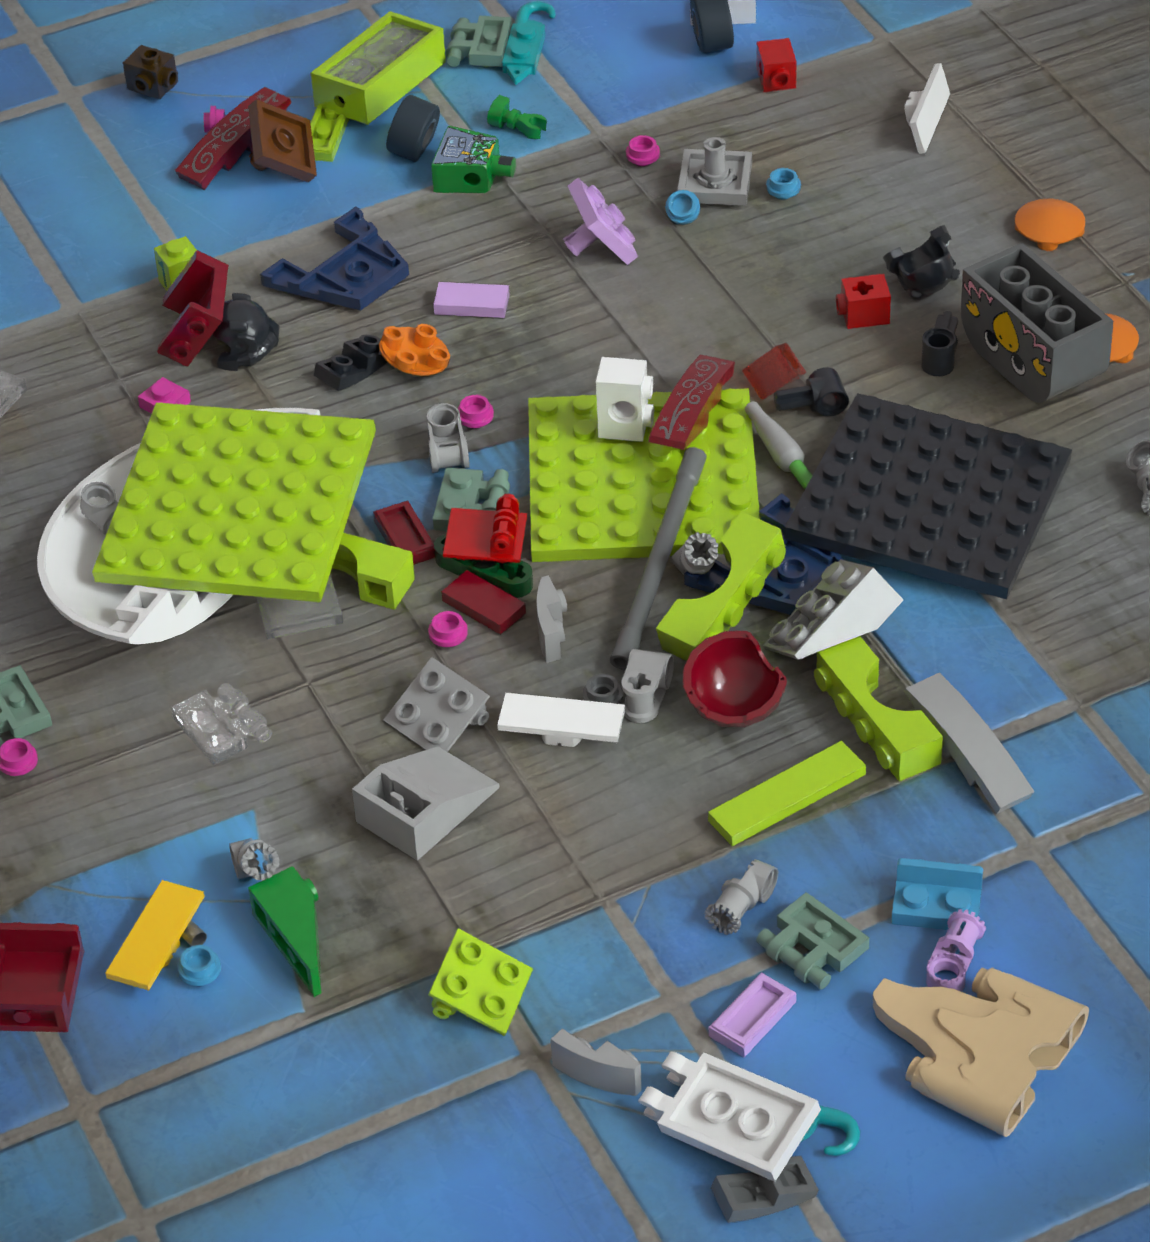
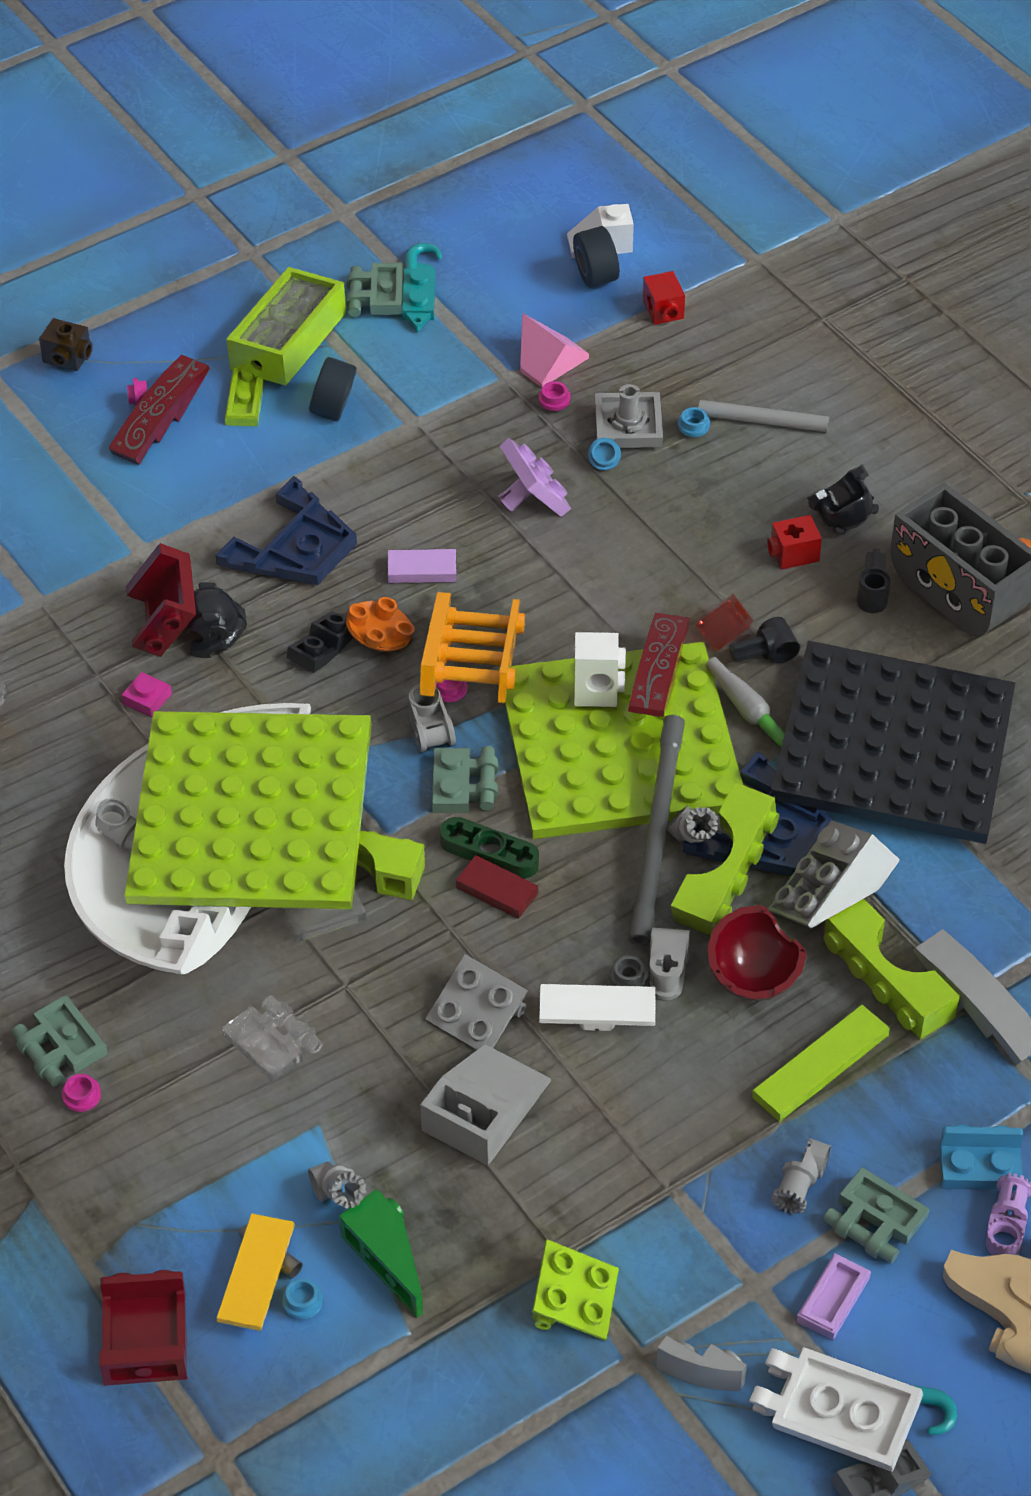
camera: 10 degrees left, 5 degrees up
(172, 259) = (131, 549): lime brick -> none
(281, 141) = (210, 413): reddish brown tile -> none
(404, 530) = (406, 817): dark red tile -> none
(447, 629) = (469, 919): dark pink plate -> none
(468, 162) = (392, 420): green torso -> none
(477, 354) = (442, 635): none -> light orange fence
(487, 533) = (489, 816): red hinge -> none
(528, 124) = (439, 374): green piece -> none
(550, 620) = (564, 904): light grey slope -> none
(643, 108) = (546, 352): none -> bright pink slope
(861, 182) = (765, 416): none -> light grey piece
(926, 108) = (811, 334): white piece -> none
(1050, 222) = (948, 445): orange dish -> none

